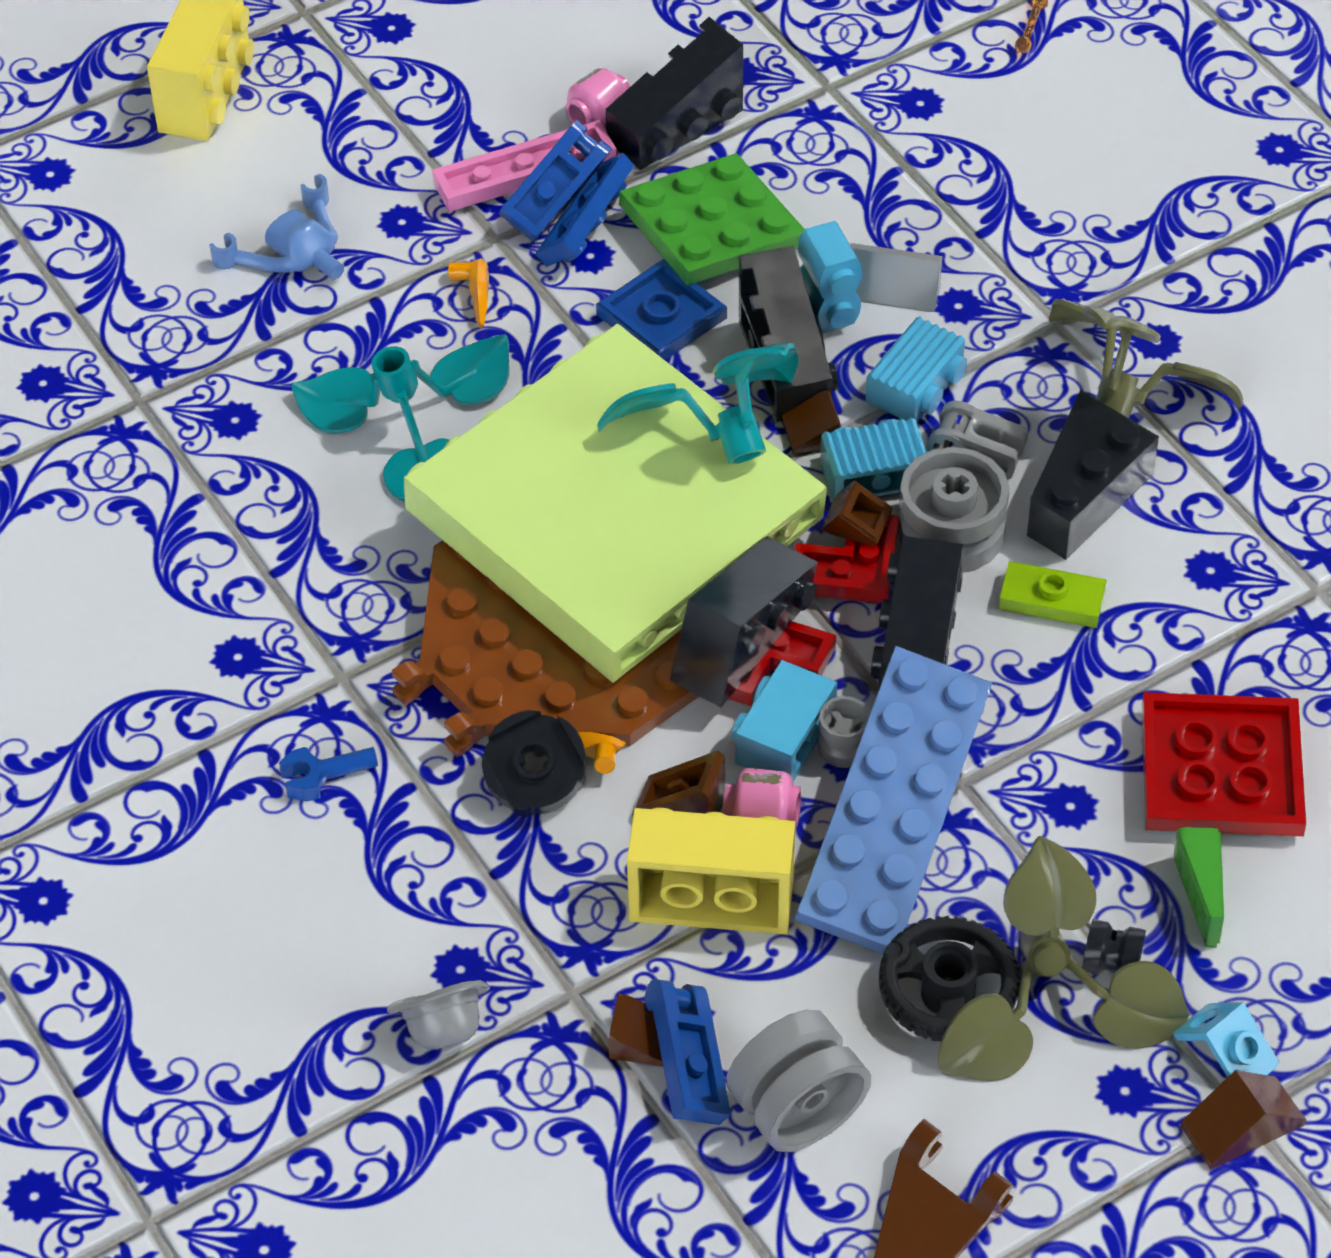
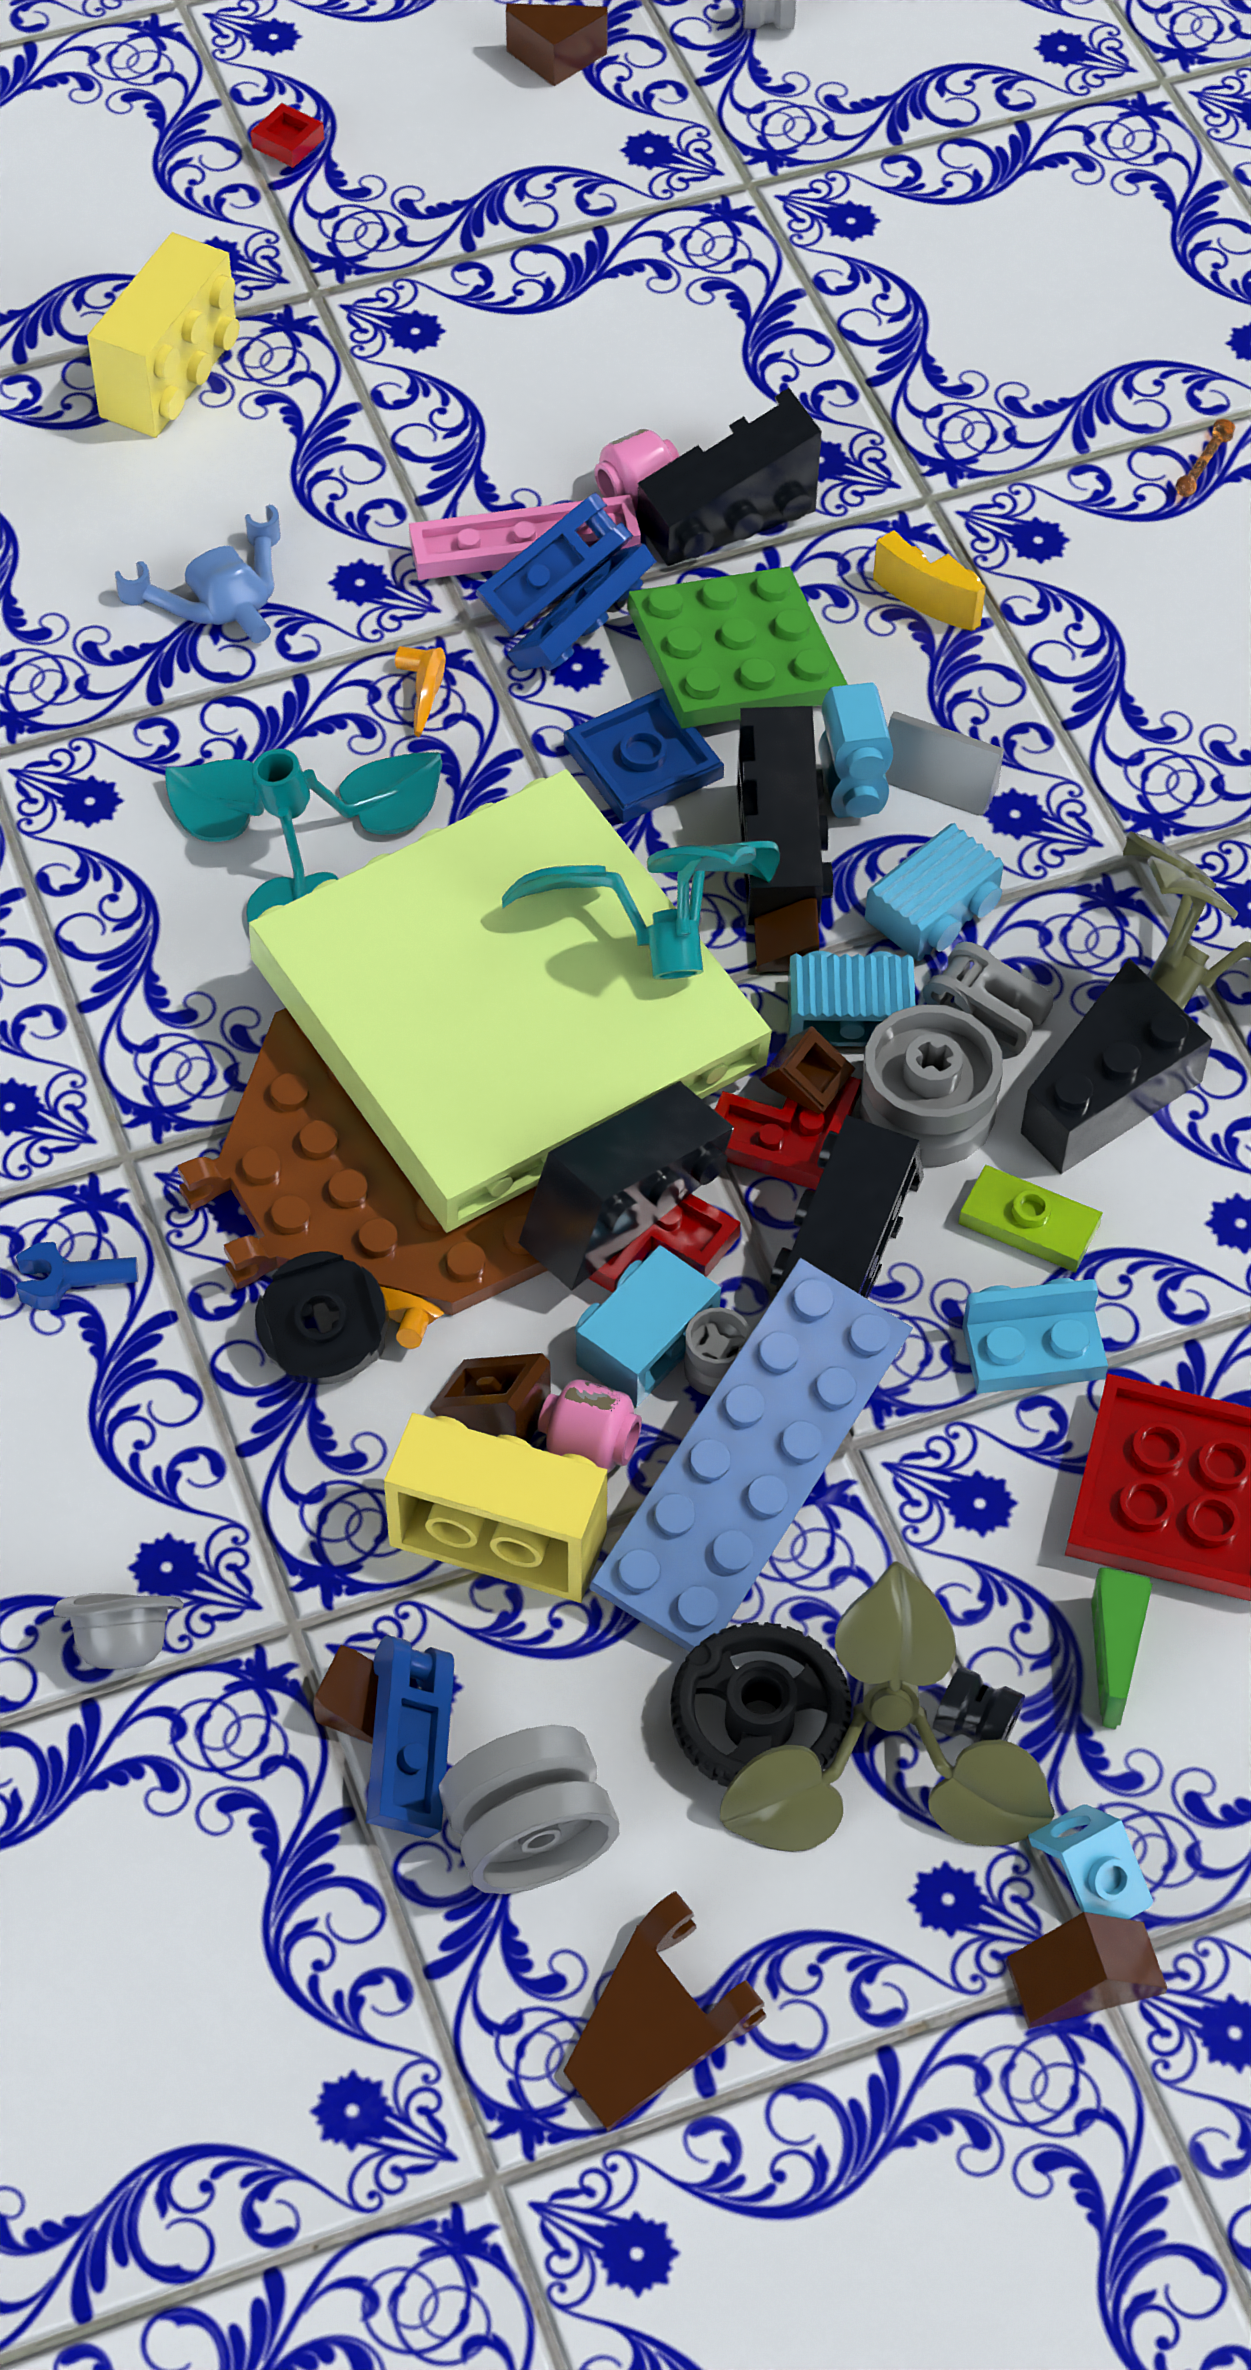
camera: 10 degrees right, 5 degrees up
(854, 151) = (935, 588): none -> yellow slope
(1079, 676) = (1034, 1335): none -> medium azure bracket

